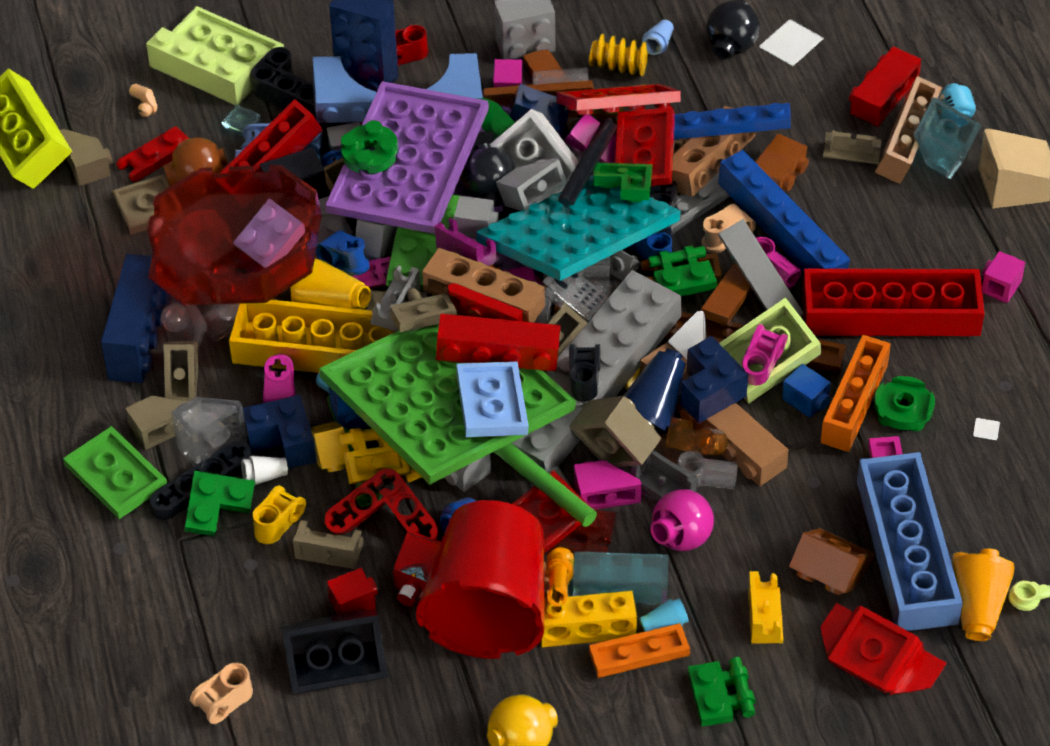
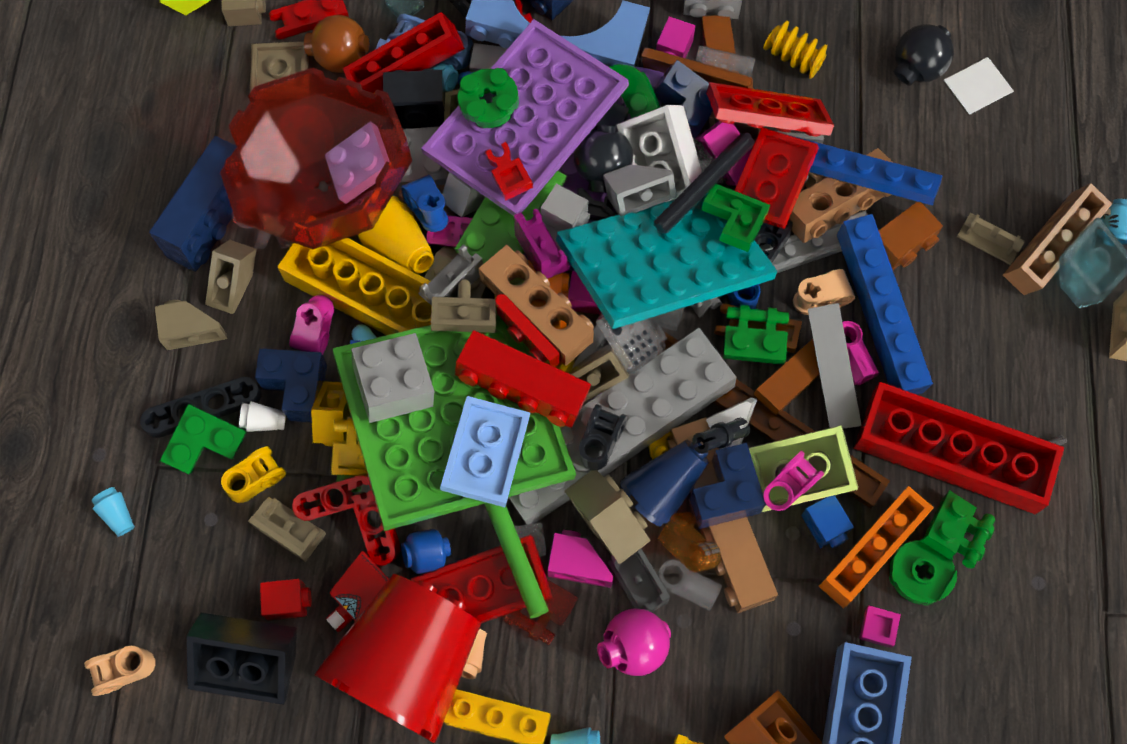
camera: 20 degrees right, 20 degrees up
(115, 472) = (124, 370): bright green plate -> none
(156, 578) = (113, 511): none -> medium azure cone
(207, 426) = (217, 359): clear slope -> none
(386, 367) = (392, 377): none -> light grey brick
(416, 197) = (509, 175): none -> red plate
(559, 572) = (489, 657): light orange pin -> none
(622, 572) = (550, 681): clear light blue brick -> none
(658, 37) = (843, 39): light blue cone -> none
(686, 337) = (720, 435): none -> black pin
(884, 86) = (1053, 173): red brick -> none
(917, 362) = (950, 525): none -> green plate
(986, 429) = (997, 629): white sticker -> none
(1002, 276) = (1087, 452): dark pink brick -> none

